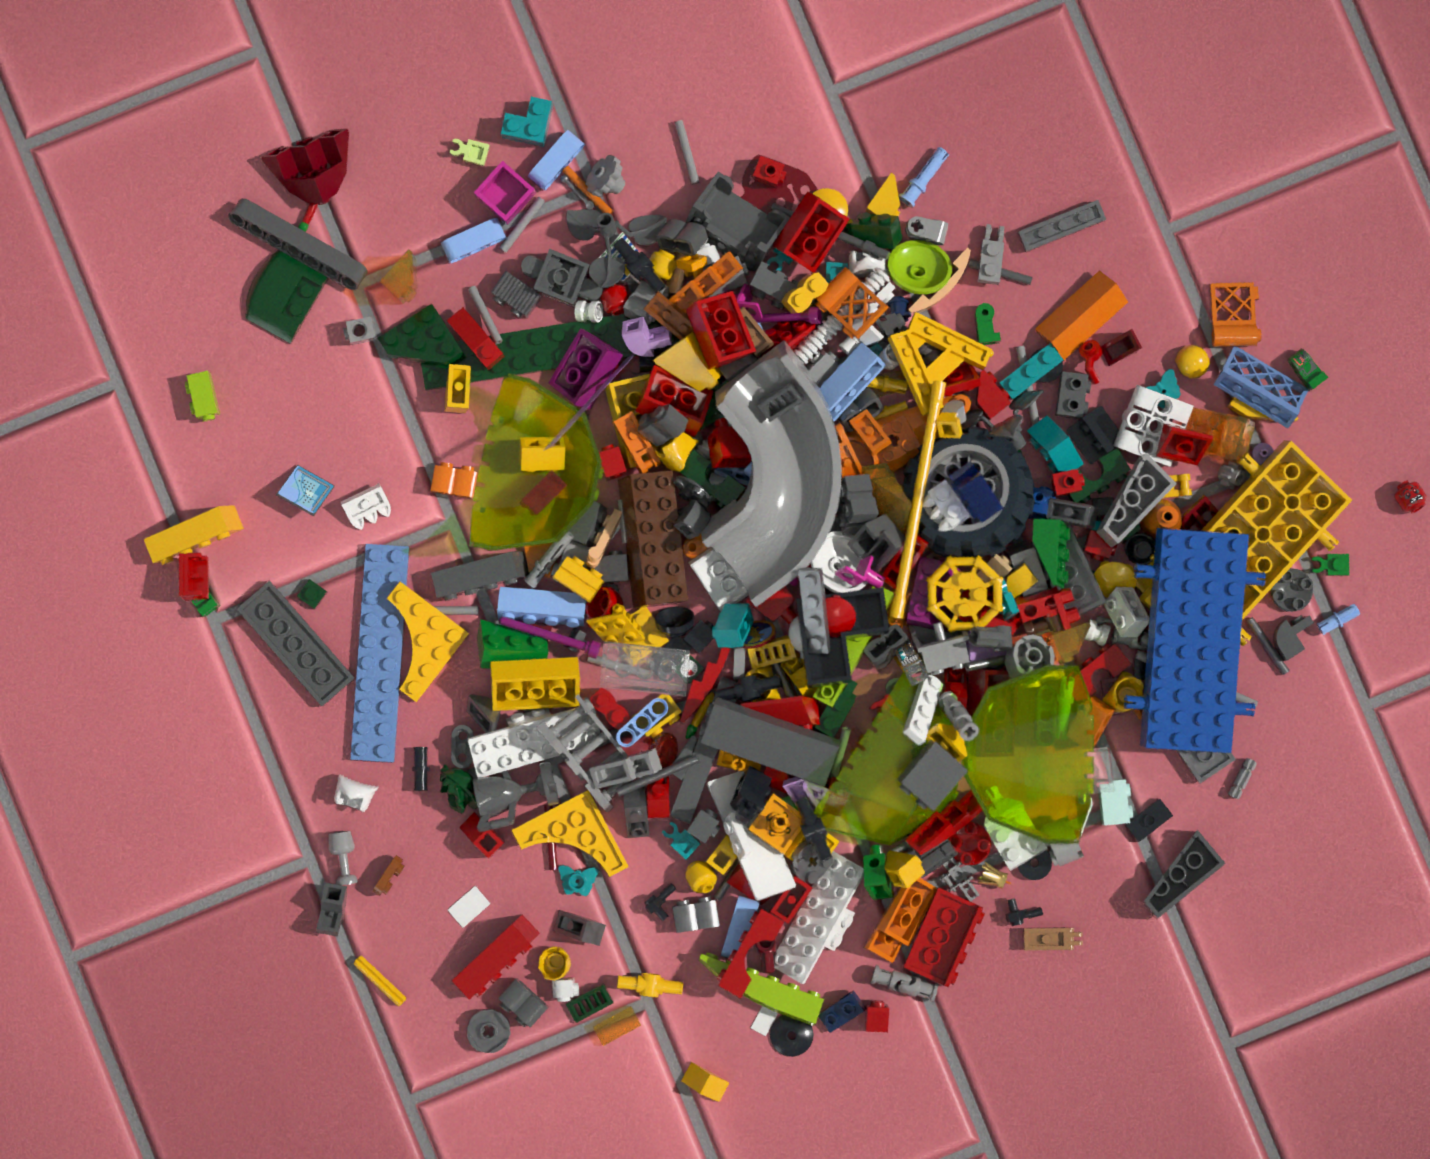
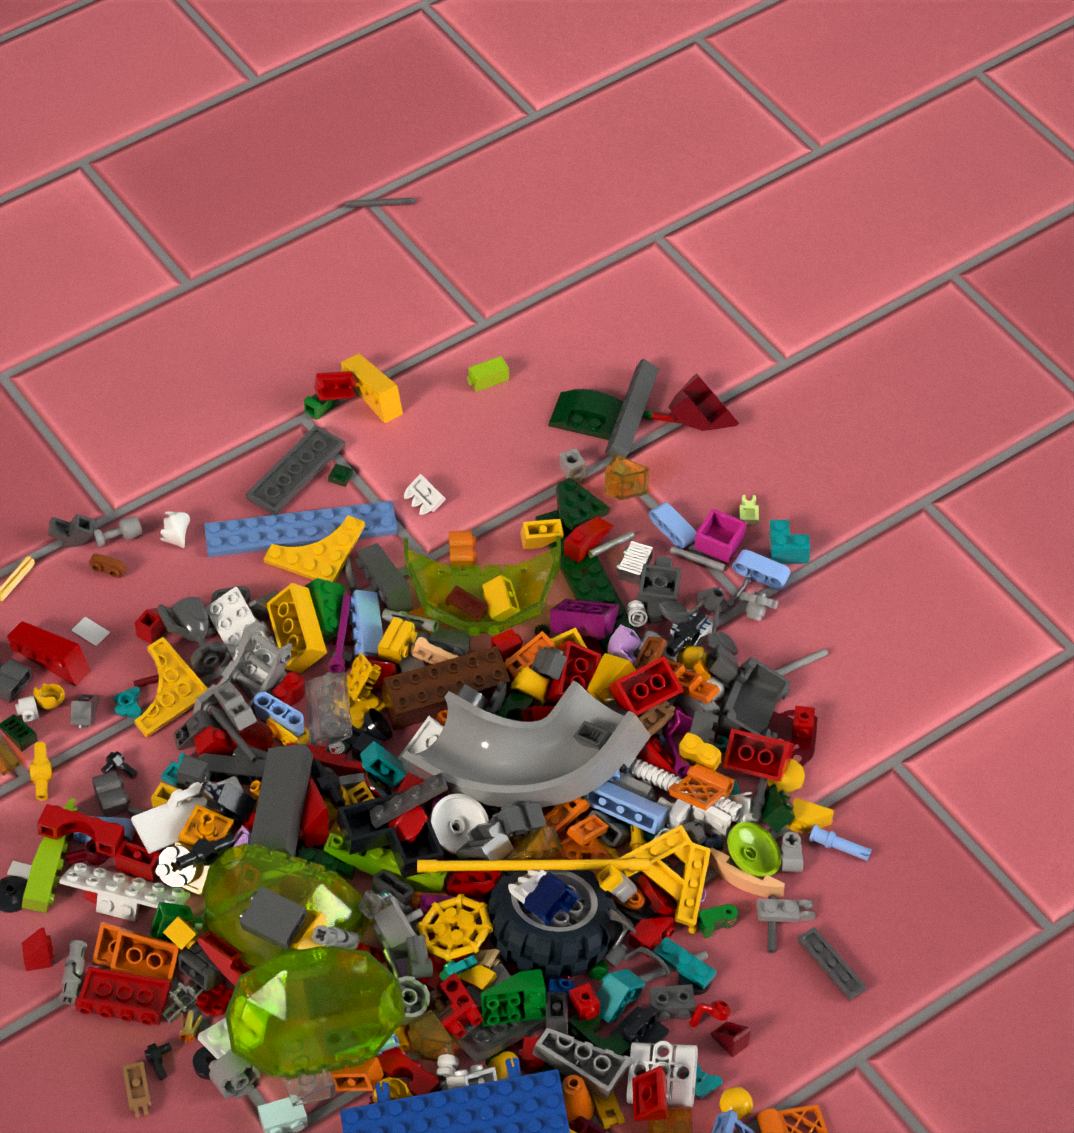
camera: 75 degrees right, 35 degrees down
(305, 490) = (426, 451): piece -> none
(420, 768) = (205, 572): black pin -> none
(458, 788) = (195, 589): dark green hair -> none
(582, 186) = (738, 604): orange piece -> none
(589, 401) = (553, 604): lavender sticker -> none
(614, 299) = (654, 624): red head -> none
(700, 877) = (144, 787): yellow head -> none
(842, 1011) = (34, 920): dark blue plate -> none
(862, 574) = (453, 838): dark pink bracket -> none
(923, 709) = (337, 912): white plate -> none
(1082, 314) = (750, 998): orange slope -> none

